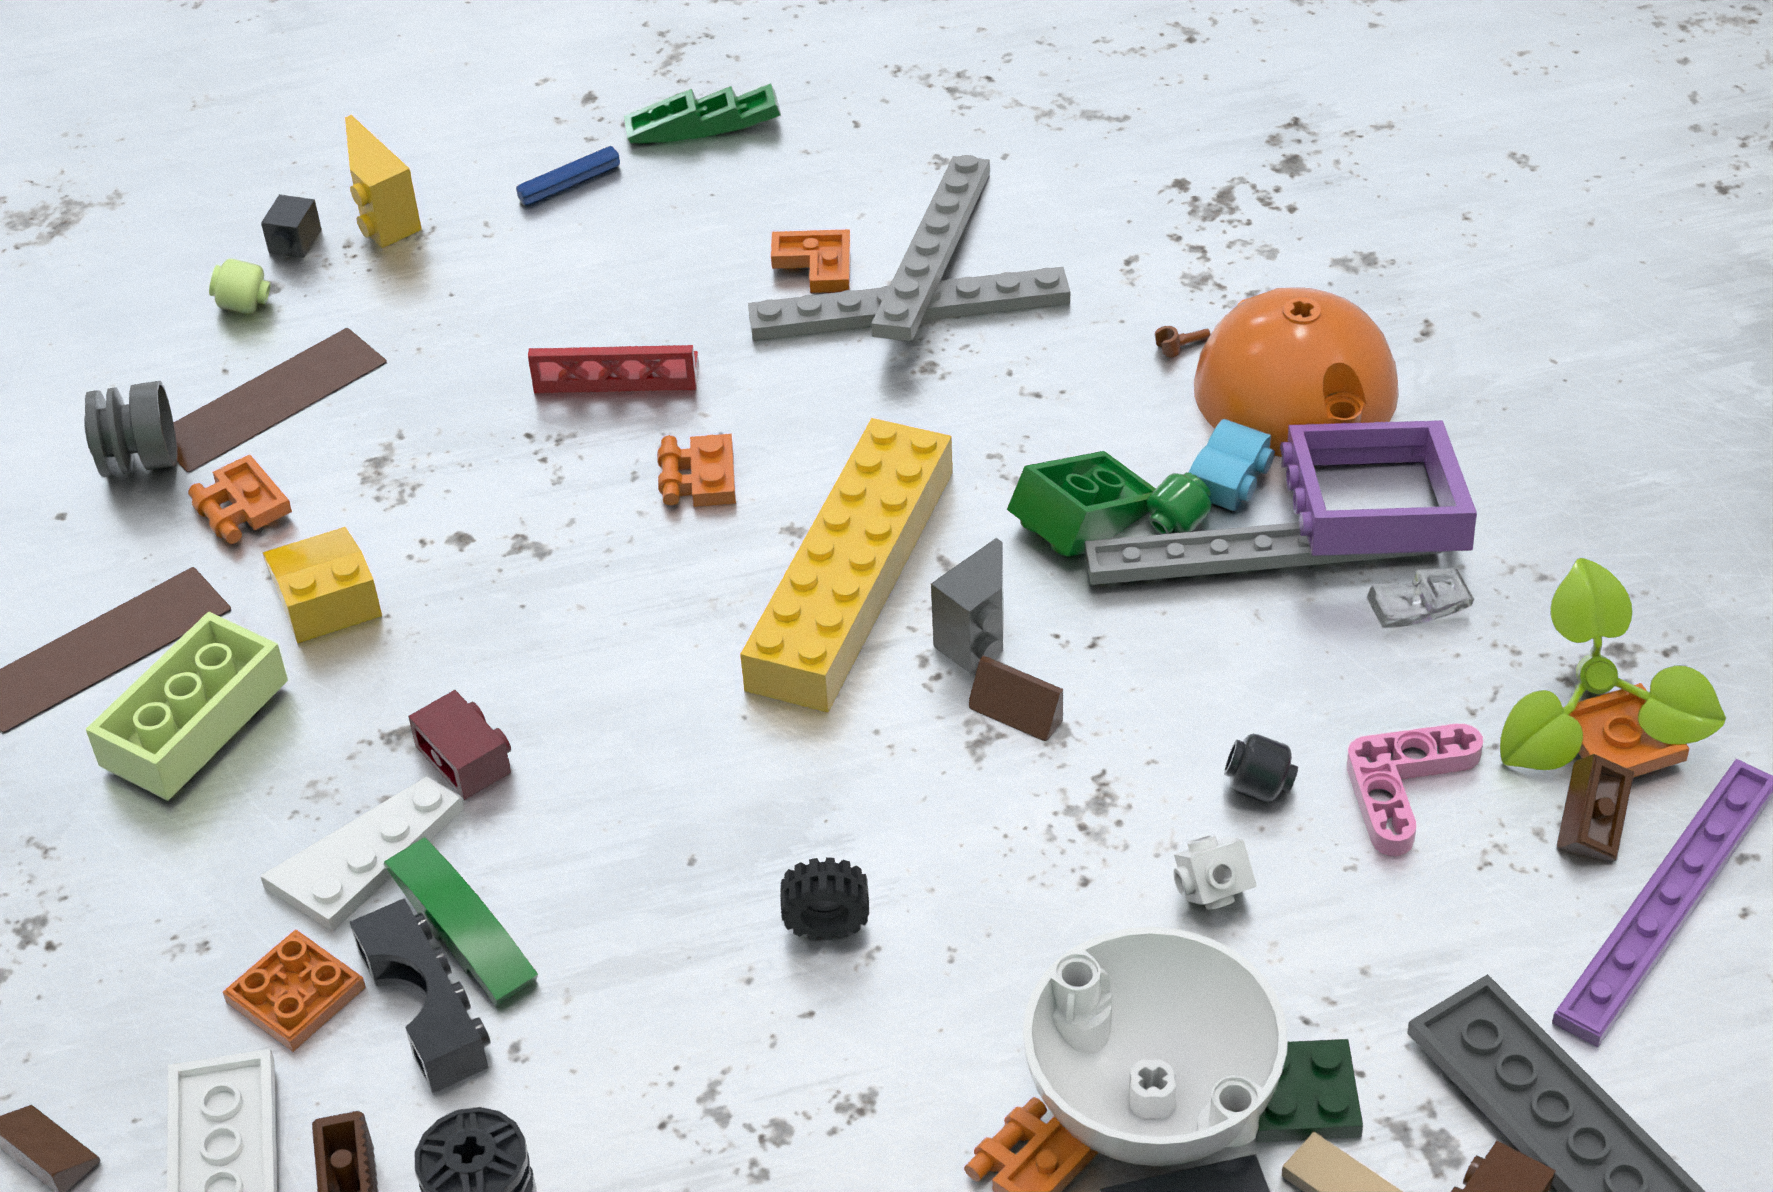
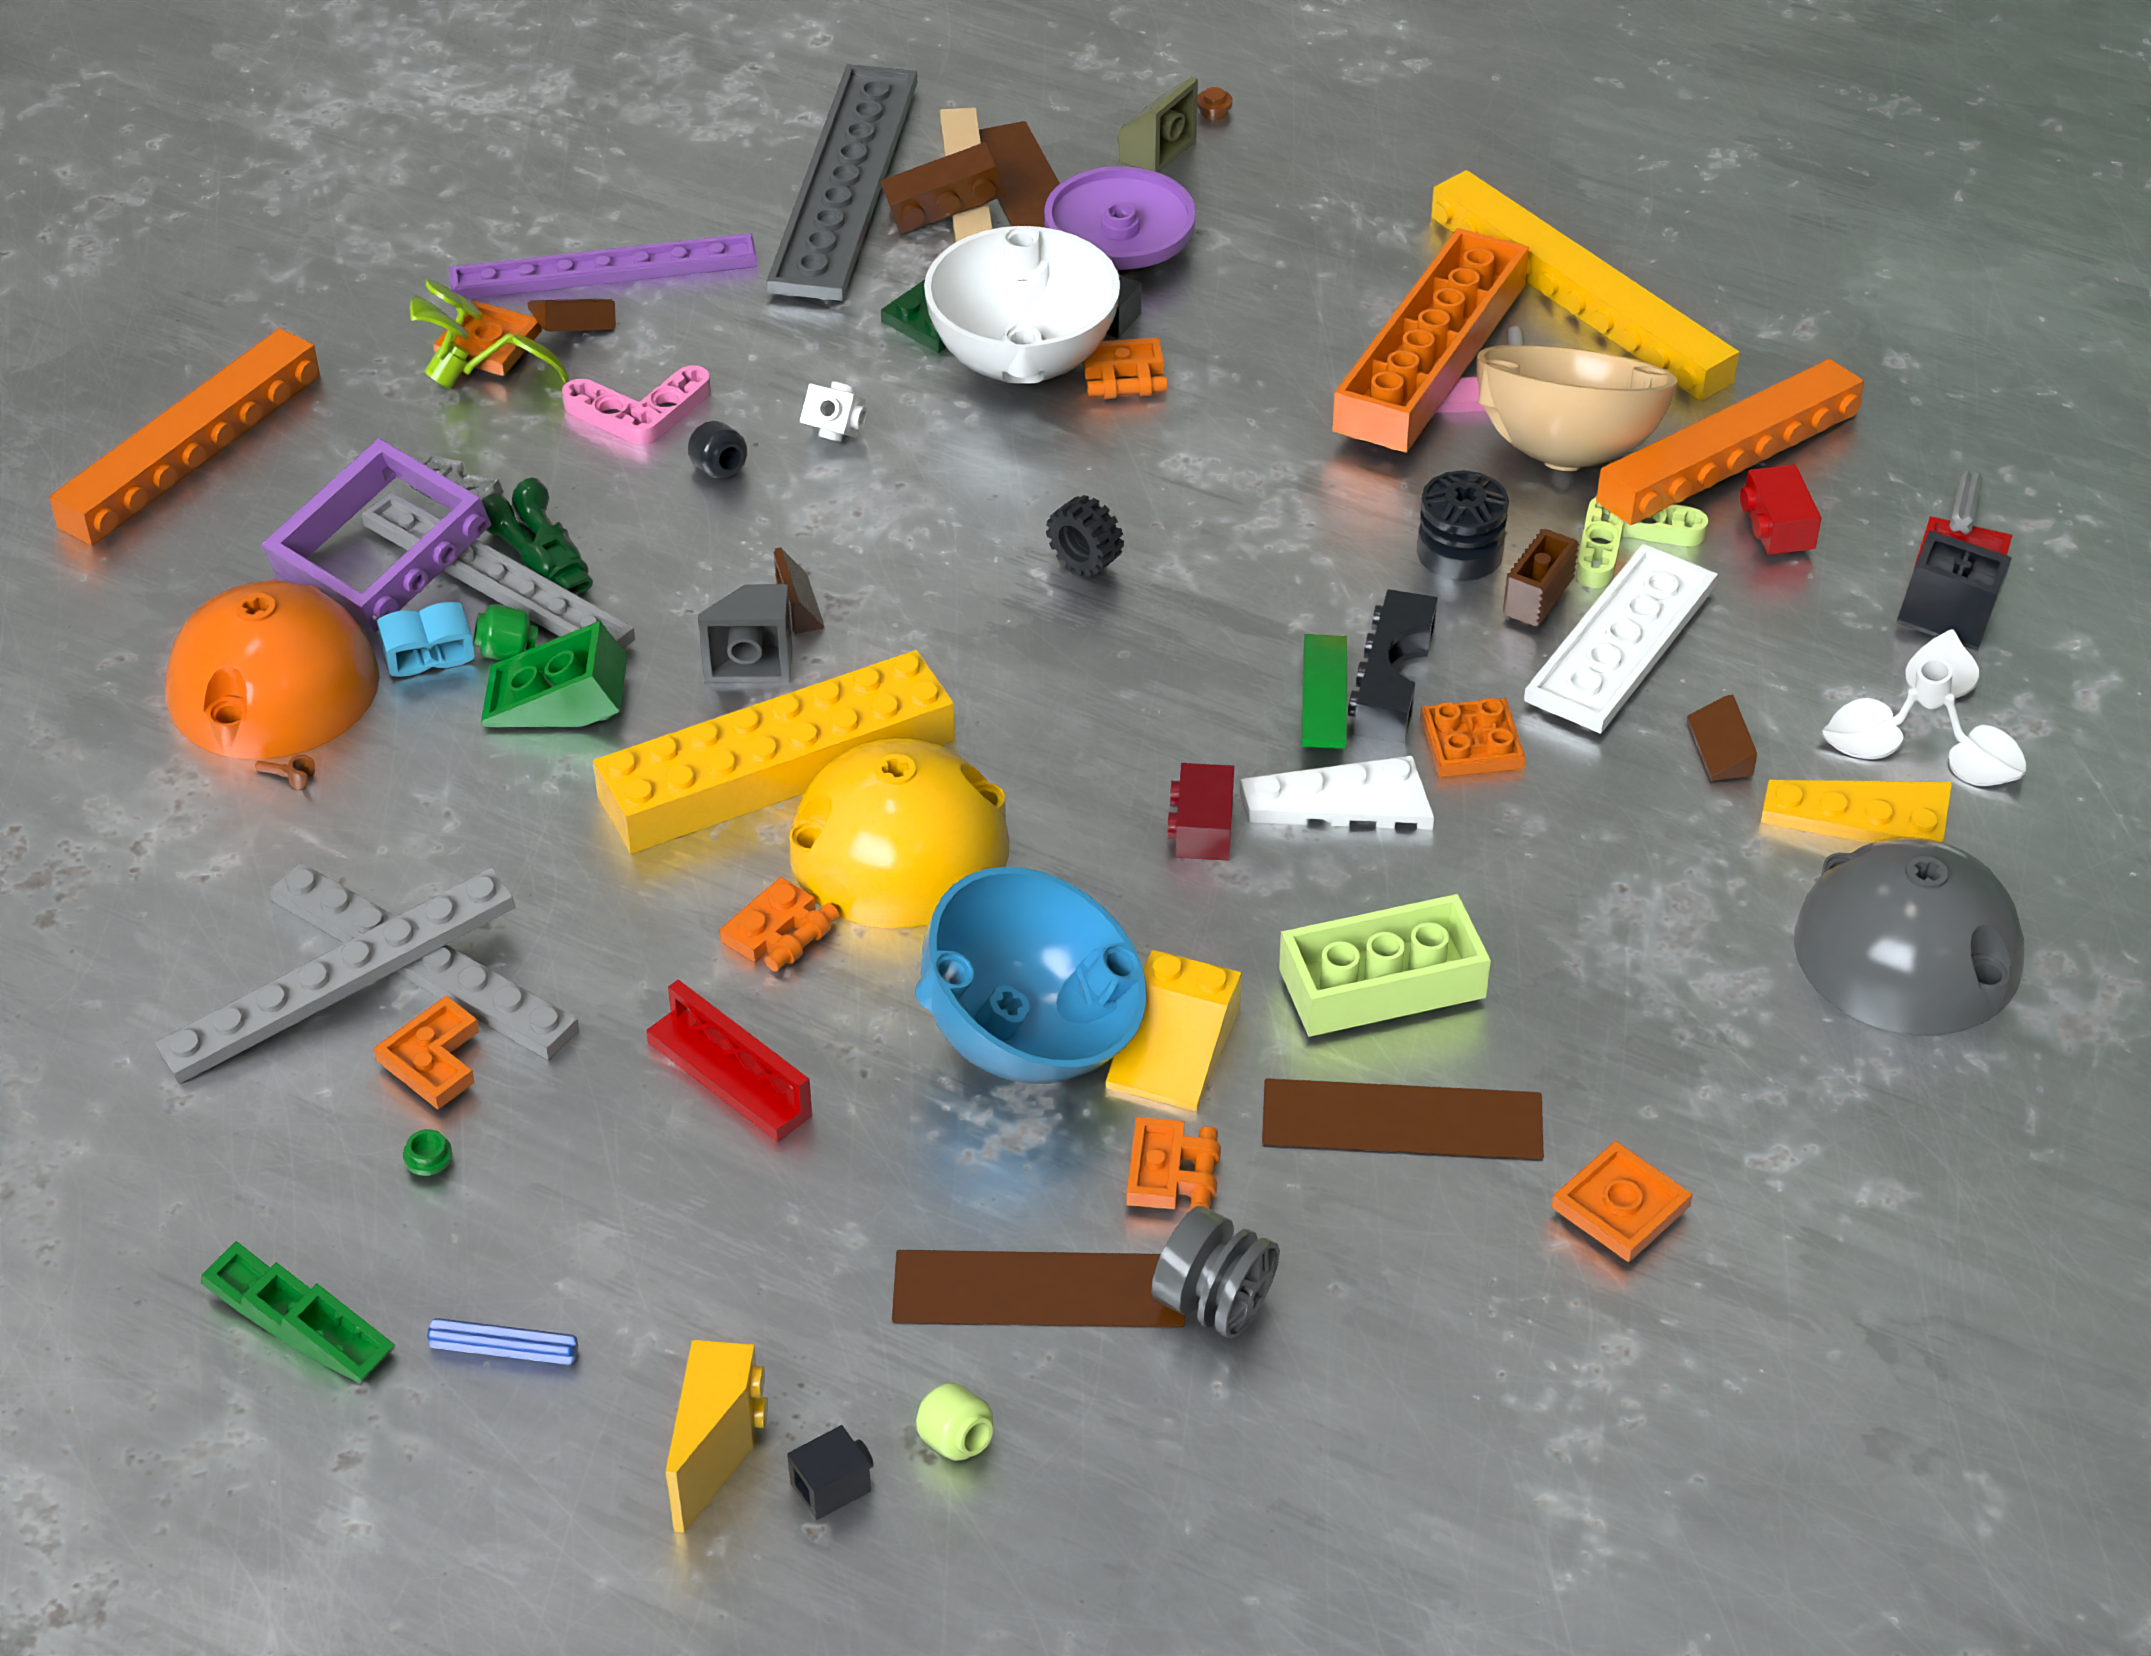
camera: 140 degrees left, 0 degrees up
(420, 464) = (1007, 975): none -> dark azure piece
(700, 558) = (895, 830): none -> yellow piece
(742, 217) = (427, 1152): none -> green plate
(1254, 591) = (552, 551): none -> dark green piece
(1674, 485) = (184, 436): none -> orange brick

